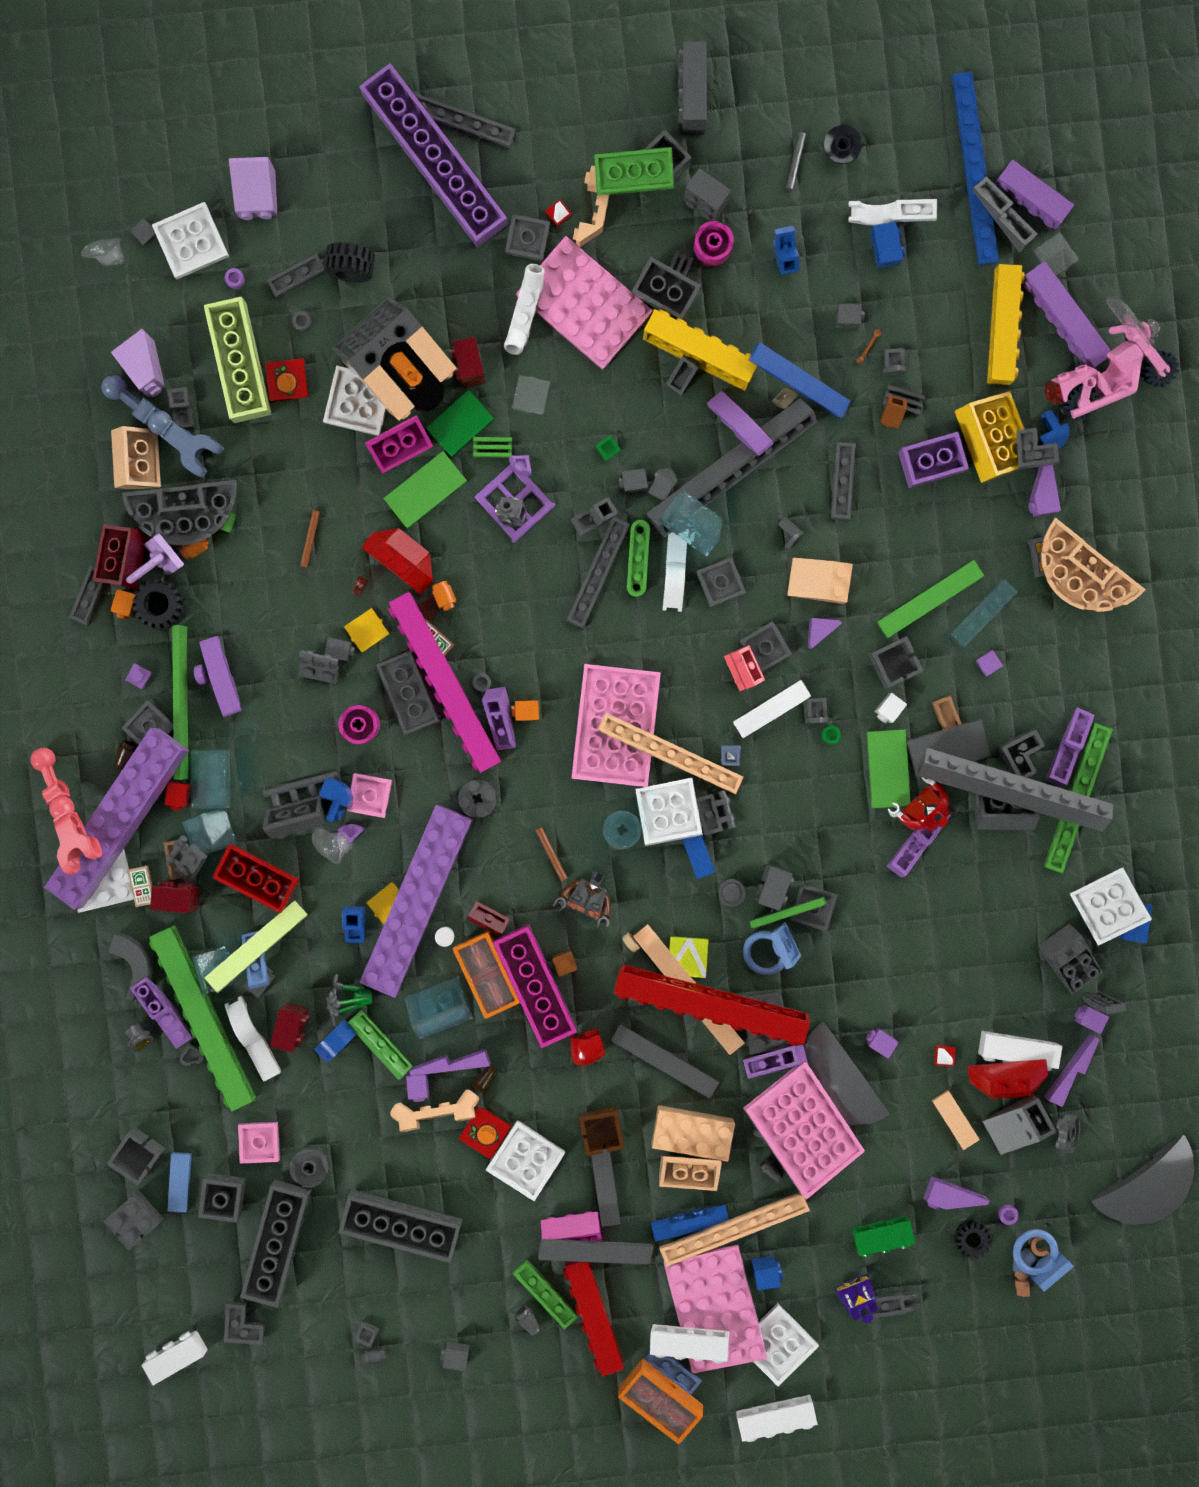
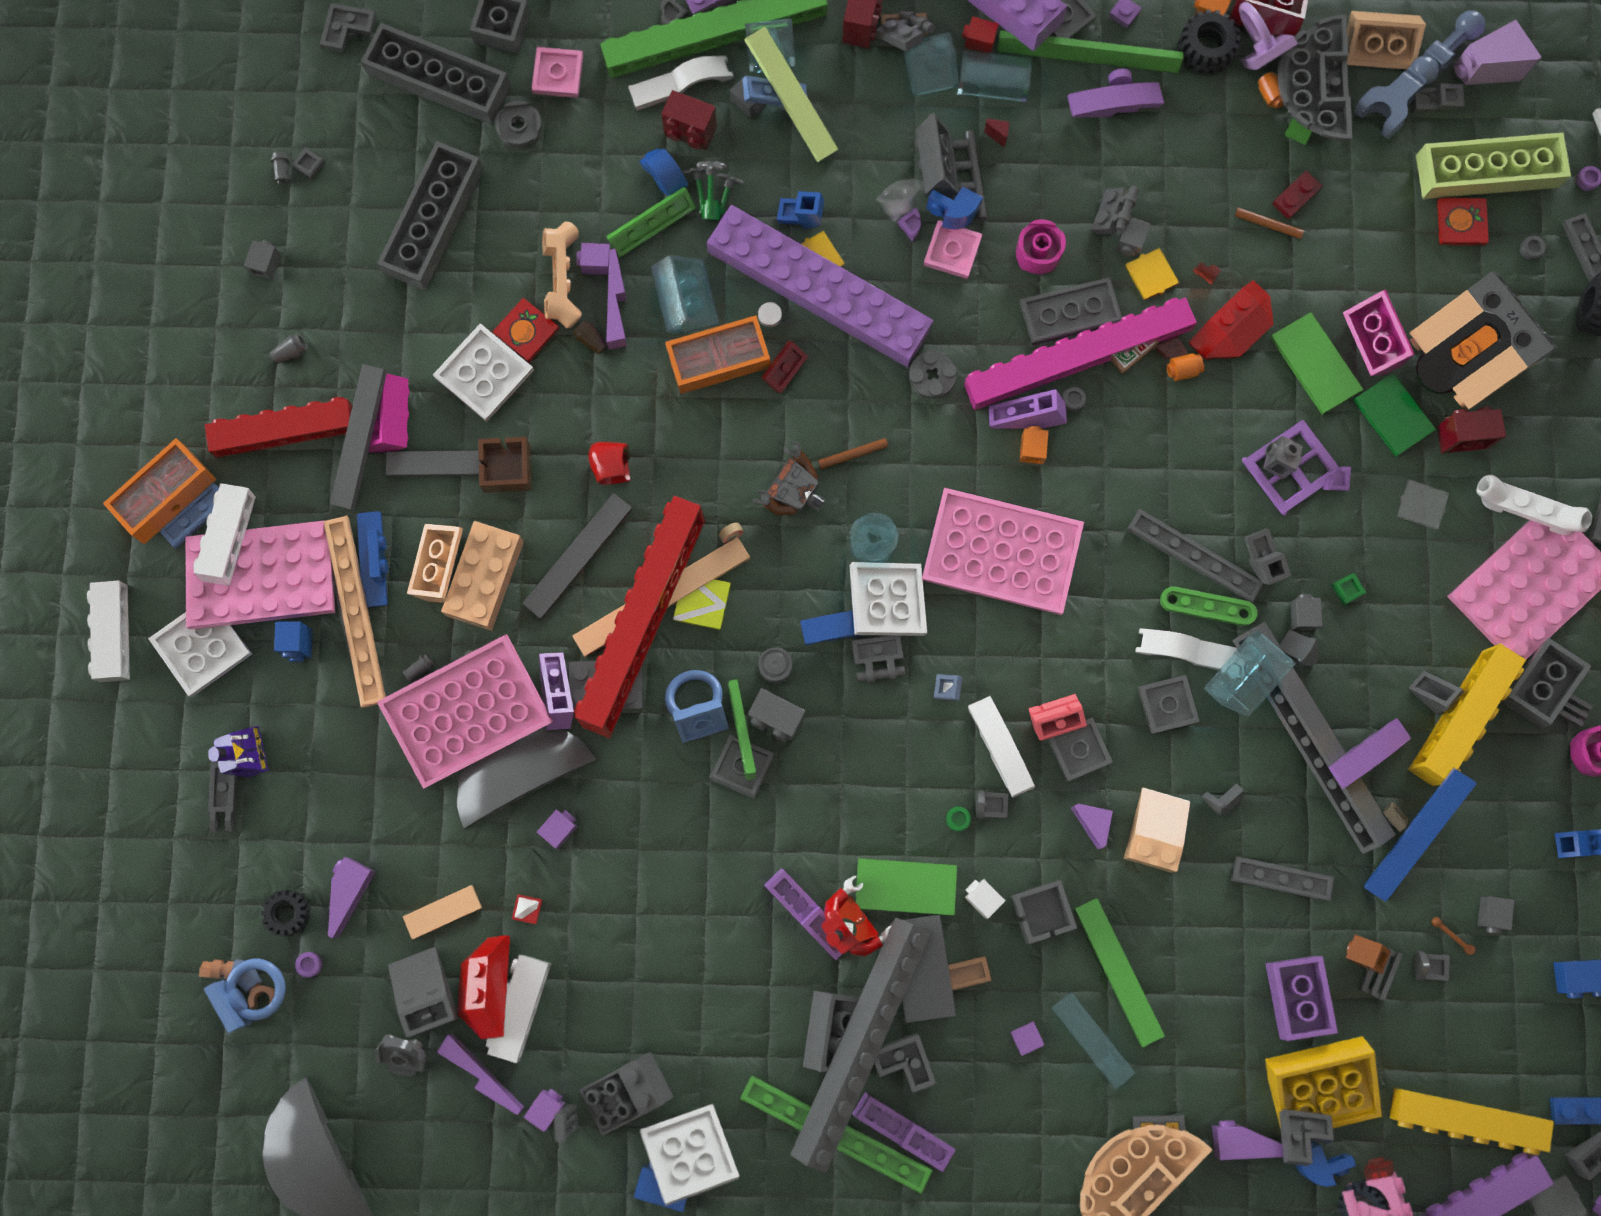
camera: 90 degrees right, 10 degrees down
(256, 878) = (870, 107): red brick -> none
(260, 771) = (997, 130): none -> dark red slope
(282, 517) = (1297, 195): none -> dark red plate
(353, 404) = (1427, 289): white plate -> none
(494, 440) = (1364, 430): bright green tile -> none
(535, 986) = (695, 409): dark pink brick -> none
(545, 1294) = (316, 375): bright green tile -> none
(564, 962) = (718, 449): dark orange brick -> none
(670, 753) = (960, 612): light nougat tile -> none
(883, 1236) = (310, 797): green brick -> none

